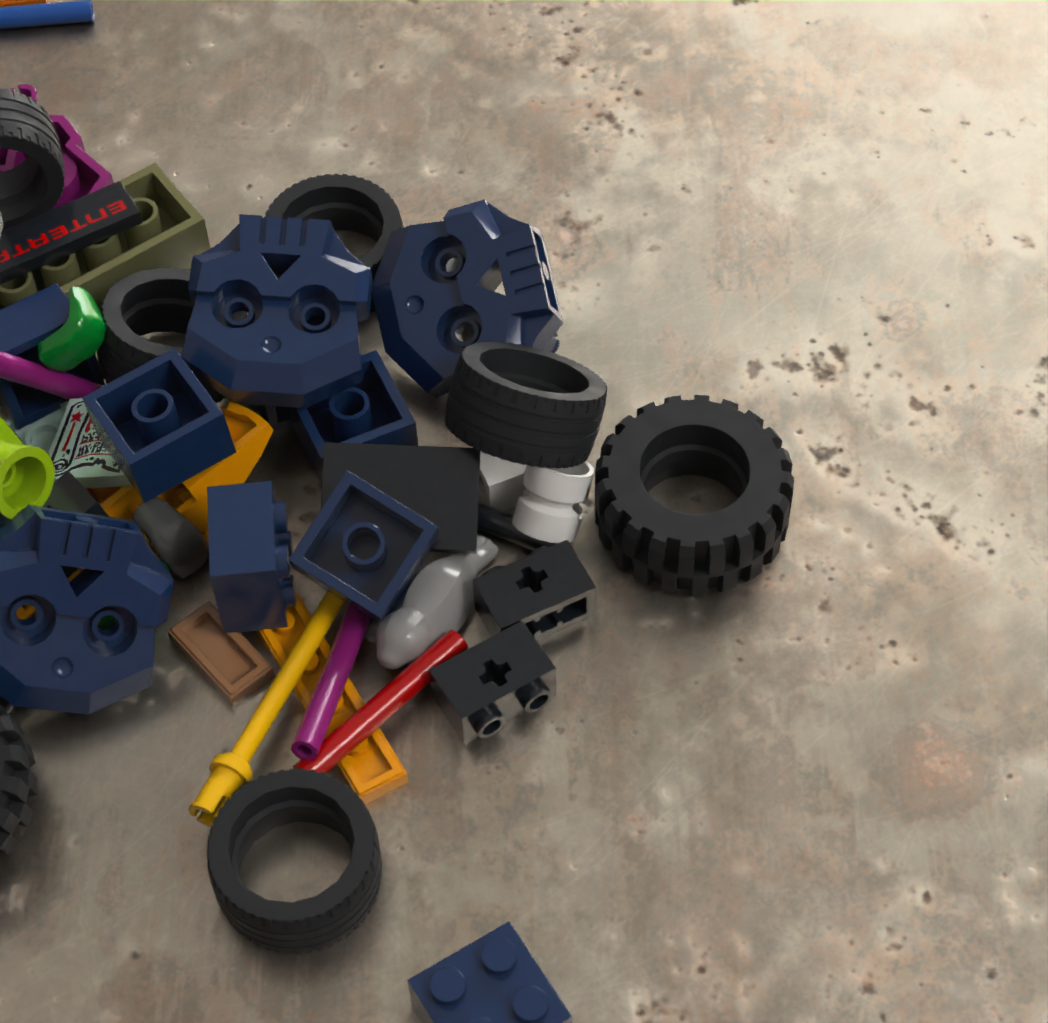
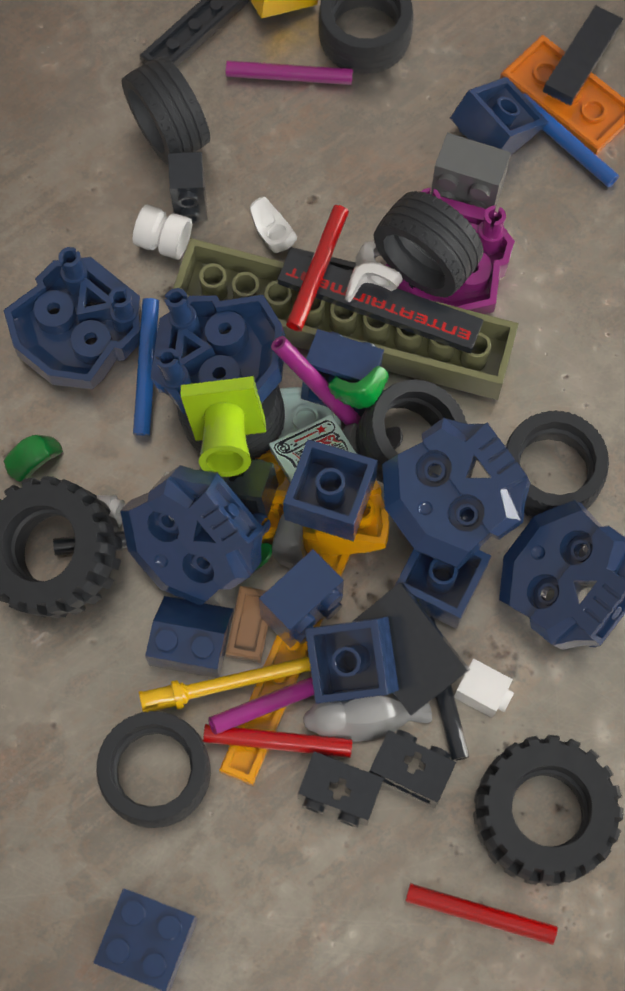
camera: 50 degrees right, 15 degrees up
(178, 724) = (189, 637): none -> dark blue slope
(525, 404) = (489, 688): black tyre -> none
(551, 502) = (479, 731): white wheel -> none
(749, 644) = (481, 914): none -> red piece

